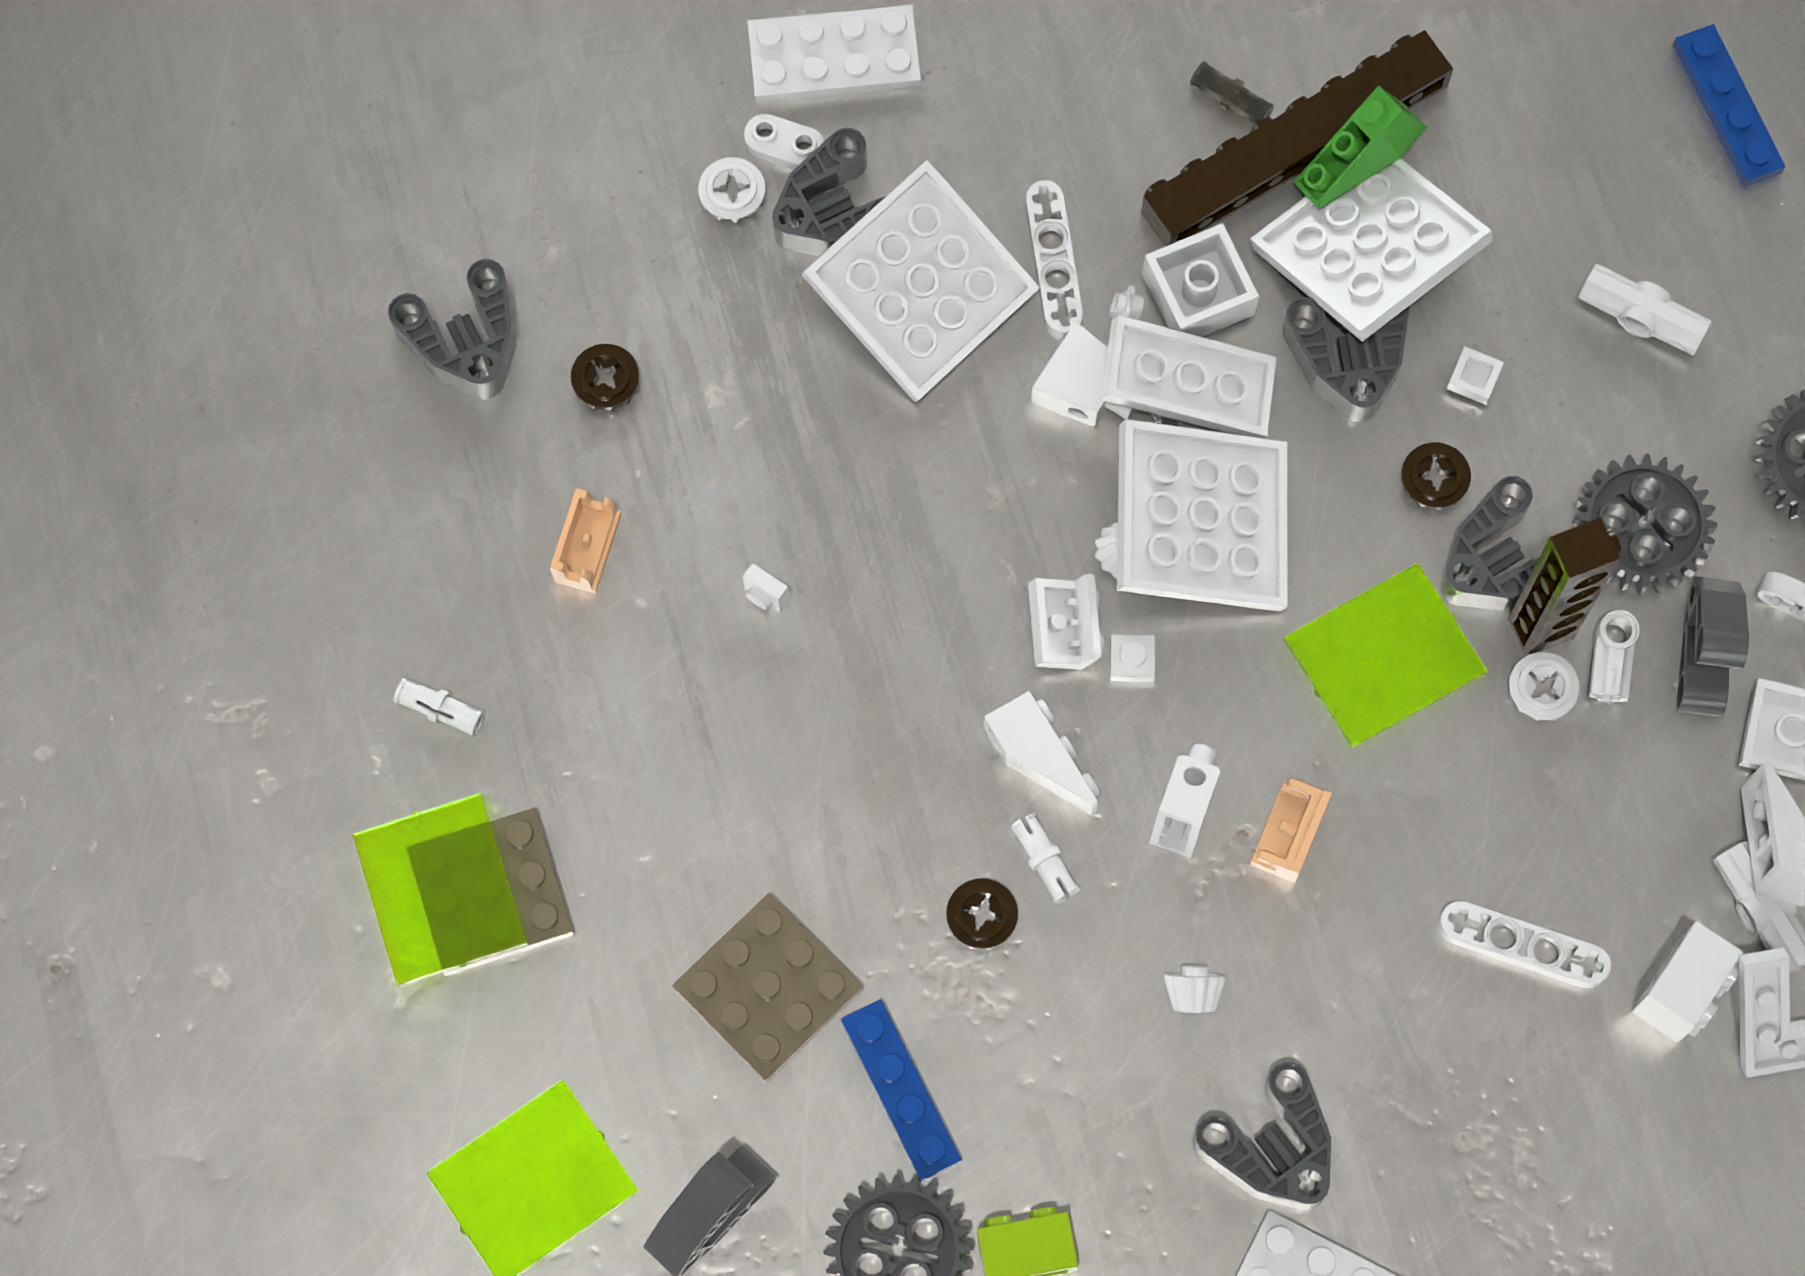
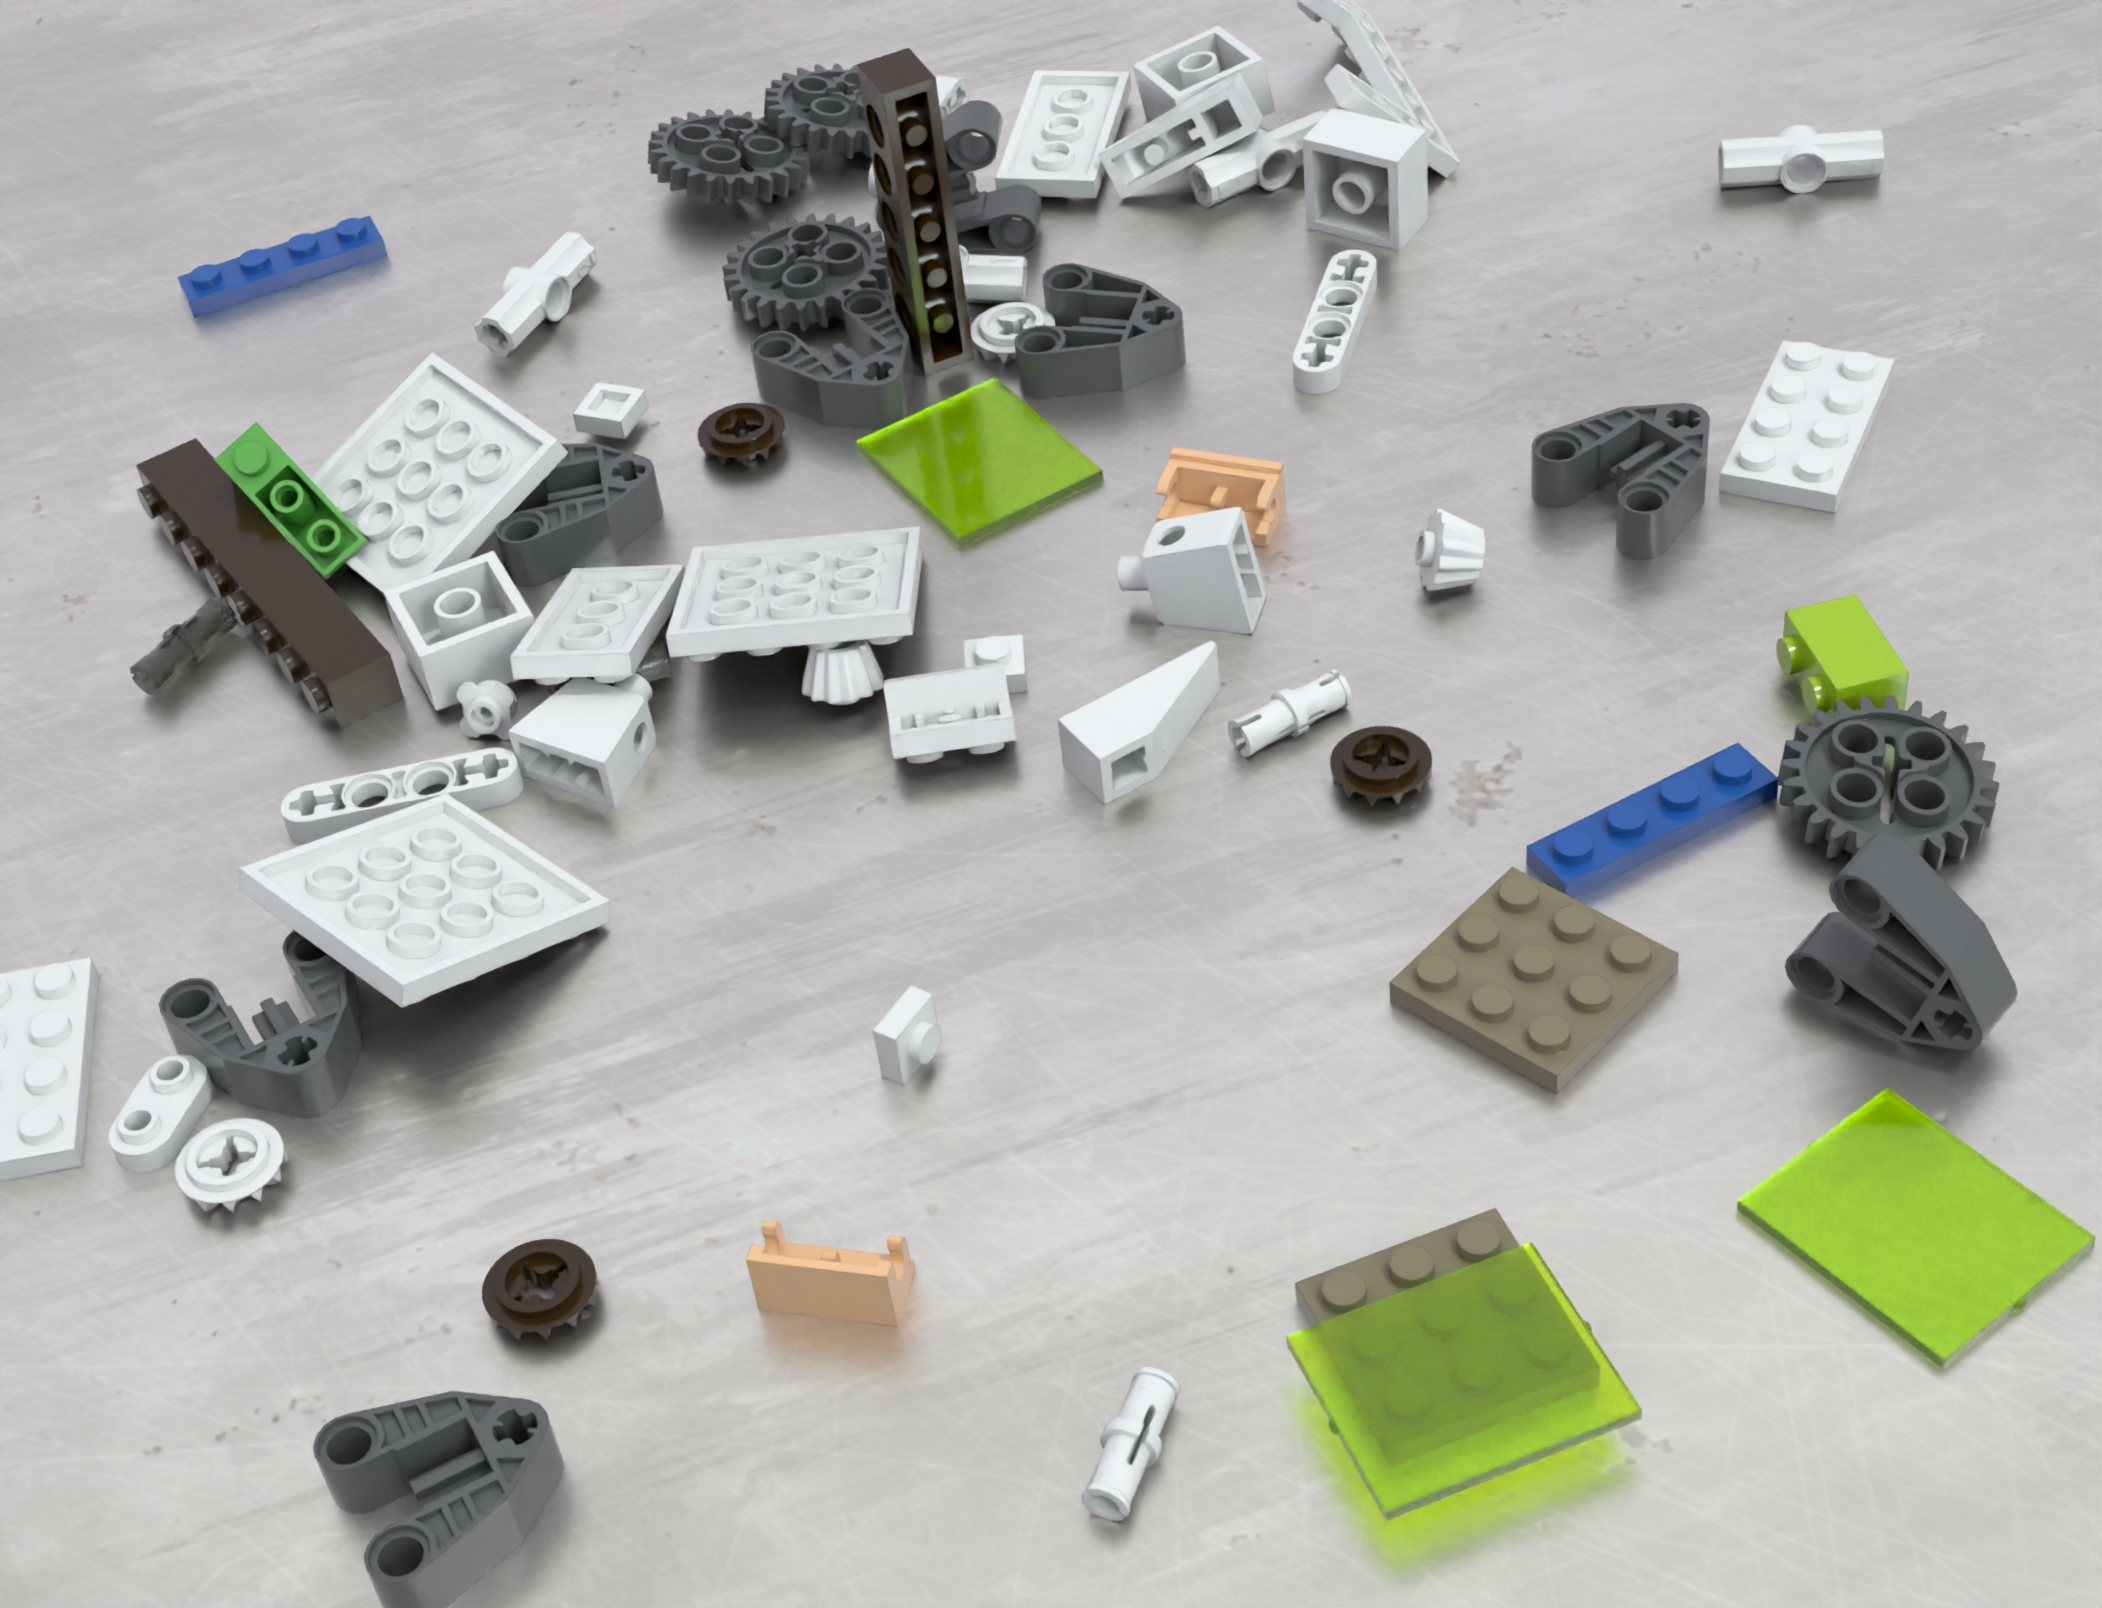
camera: 90 degrees left, 30 degrees down
(1482, 745) = (1104, 335): none -> dark grey connector

